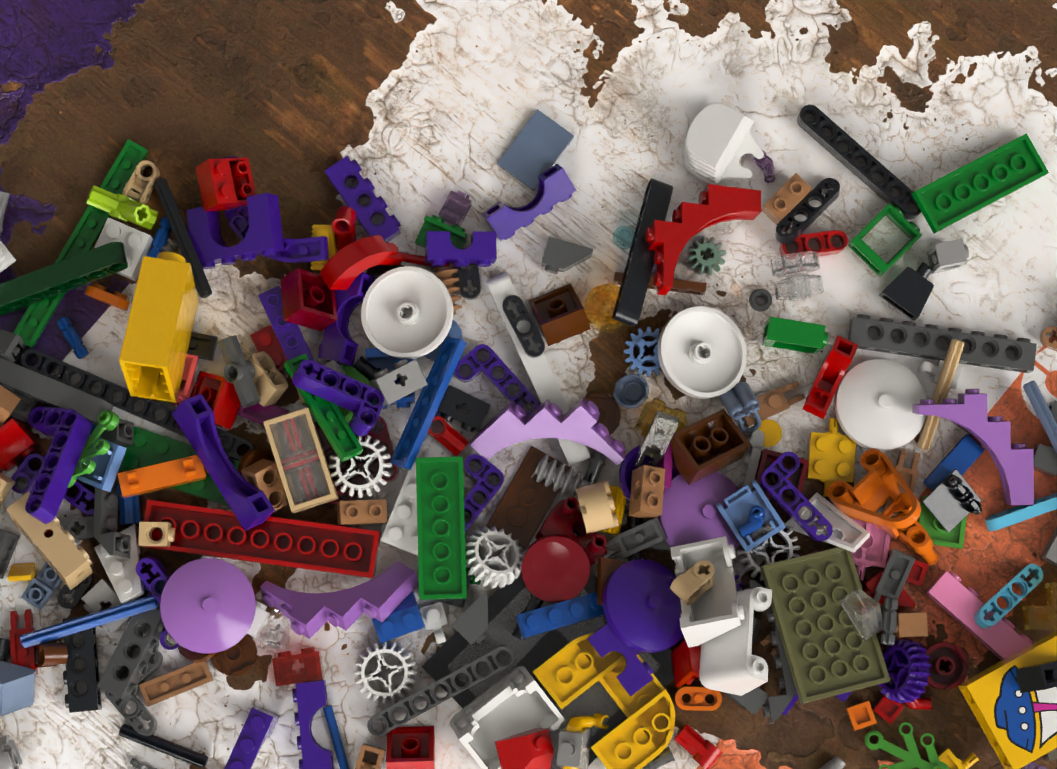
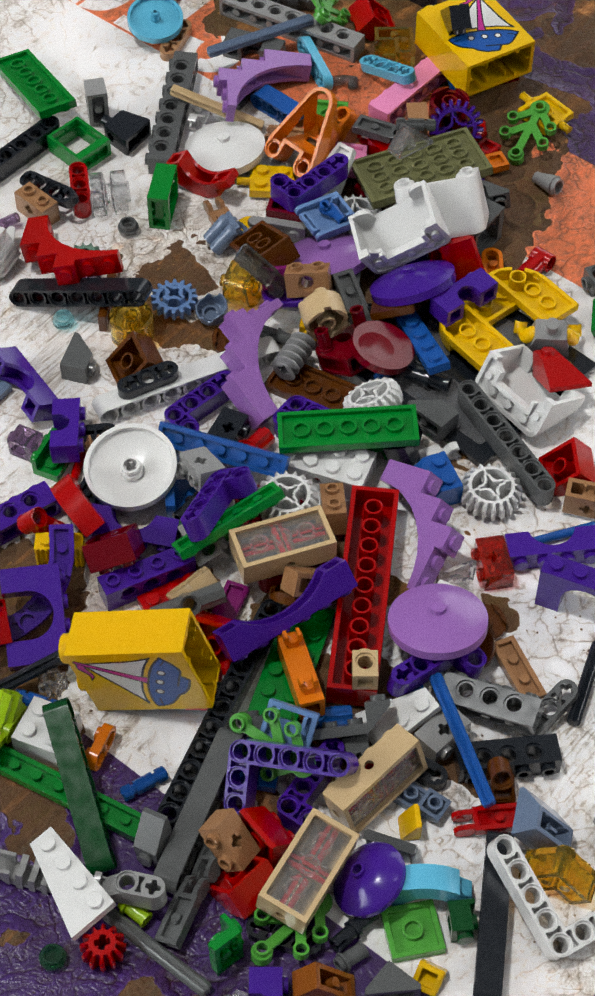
camera: 90 degrees left, 30 degrees down
(694, 582) = (391, 236): tan piece -> none
(702, 352) = (176, 258): white dish -> none
(952, 501) = (299, 90): hinge -> none
(1003, 548) = (352, 81): none -> clear smoke arm

